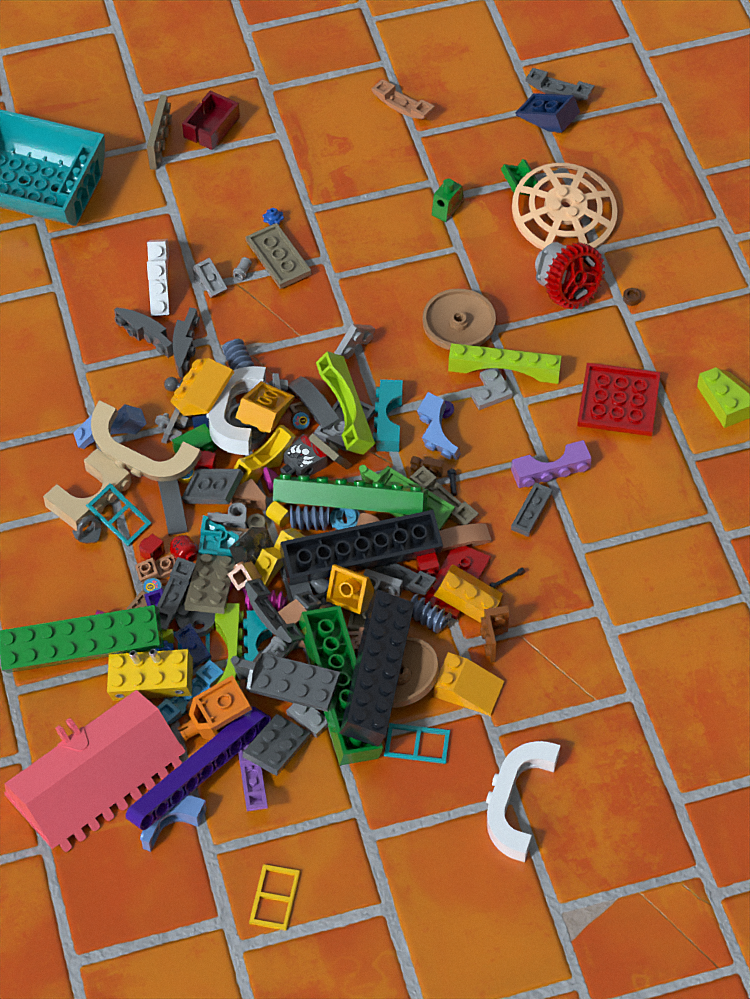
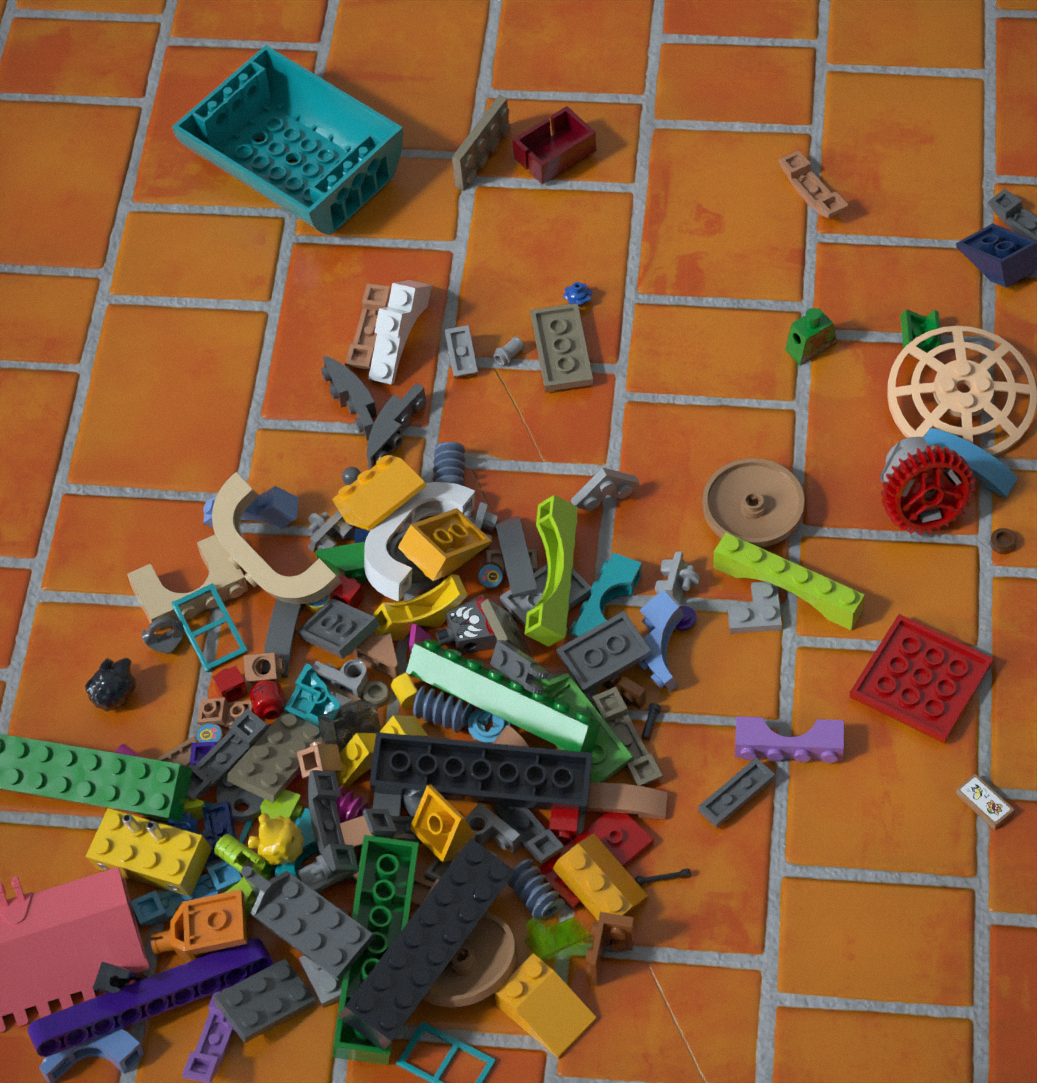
camera: 25 degrees right, 0 degrees up
(67, 574) = (111, 684): none -> black animal
(135, 279) = (362, 349): none -> nougat slope
(162, 528) = (252, 667): none -> nougat brick
(171, 761) = (113, 977): none -> black hinge
(214, 655) = (235, 852): none -> lime hinge
(242, 635) = (278, 840): none -> yellow animal
(354, 470) = (518, 666): none -> dark grey hinge
(406, 445) = (604, 652): none -> dark grey plate
(430, 381) = (680, 577): none -> light grey hips
(455, 639) = (550, 941): none -> clear neon green hinge
(612, 256) = (986, 467): none -> dark azure slope
(693, 464) = (984, 801): none -> tile

